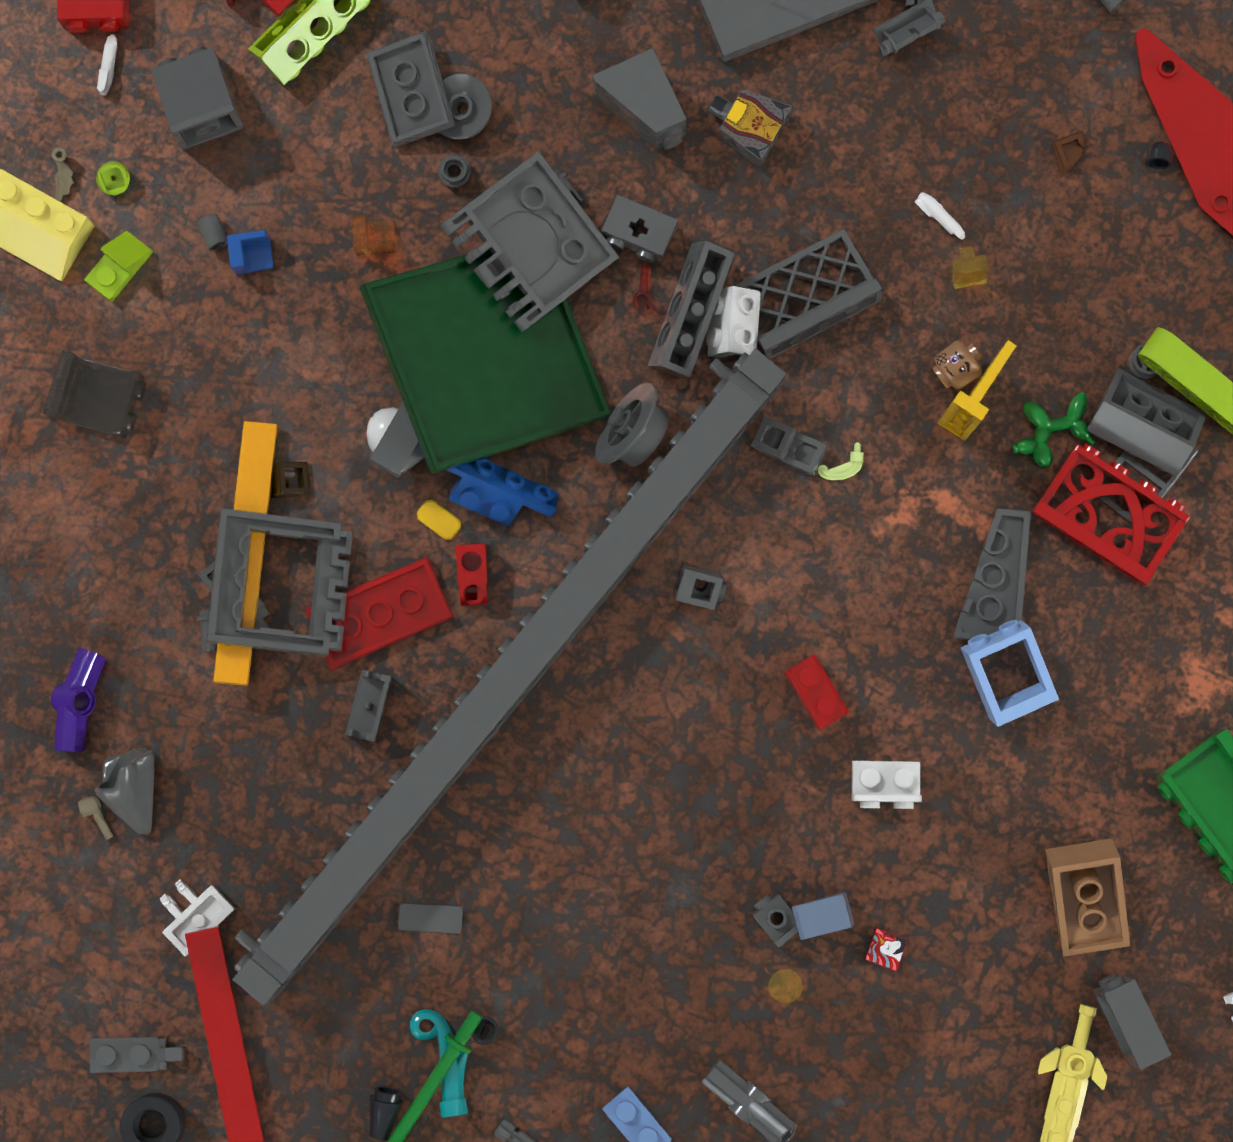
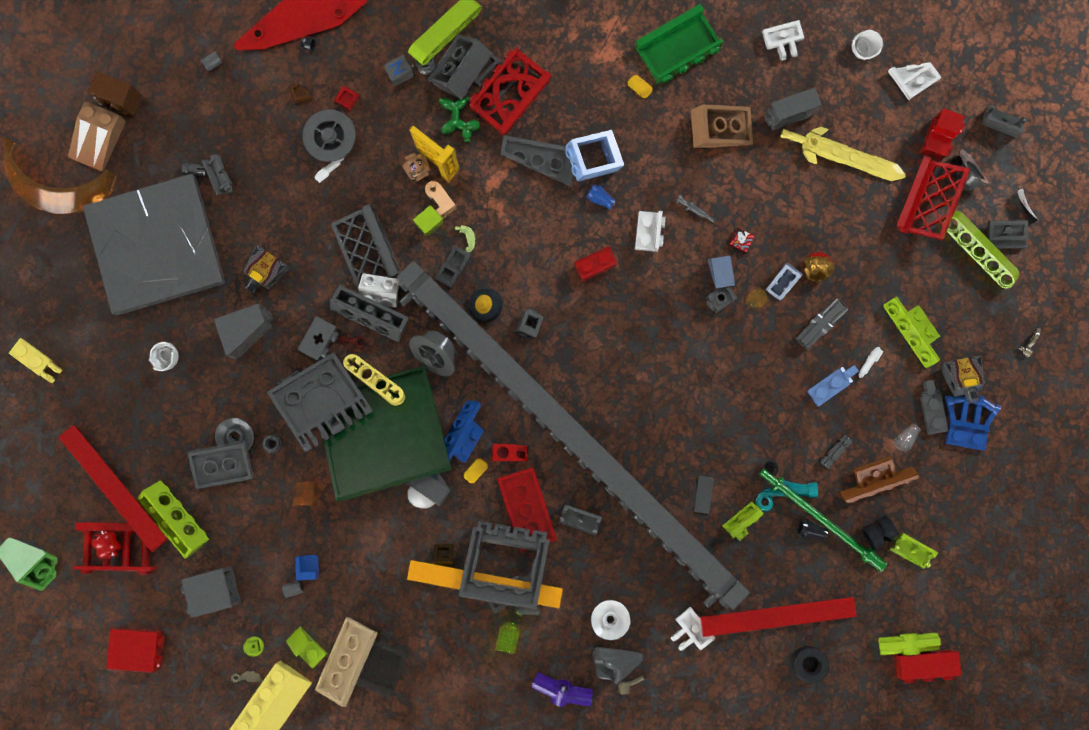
camera: 85 degrees left, 0 degrees up
(99, 333) = (346, 661): none -> tan tile
(106, 72) = (190, 646): white piece -> none
(132, 1054) = (768, 673): dark grey hinge -> none
(158, 600) = (508, 638): none -> clear neon green brick
(185, 768) = (612, 630): none -> white dish
(382, 979) = (738, 523): none -> lime hinge
(579, 331) = (374, 379): none -> light yellow beam
(726, 508) = (485, 304): none -> black wheel
(817, 1029) = (783, 281): none -> sand blue slope
(850, 1090) = (818, 266): none -> pearl gold piece
(863, 395) = (428, 221): none -> lime panel
(913, 407) = (440, 197): none -> light nougat leg
(934, 860) = (694, 208): none -> dark grey piece
(938, 691) = (600, 197): none -> blue cone
(969, 269) = (361, 155): clear yellow tile -> none
(997, 208) = (329, 135): none -> dark grey wheel
(1069, 232) = (346, 98): none -> red tile
(1128, 317) = (399, 70): none -> dark grey brick
(1147, 745) = (640, 86): none -> yellow piece

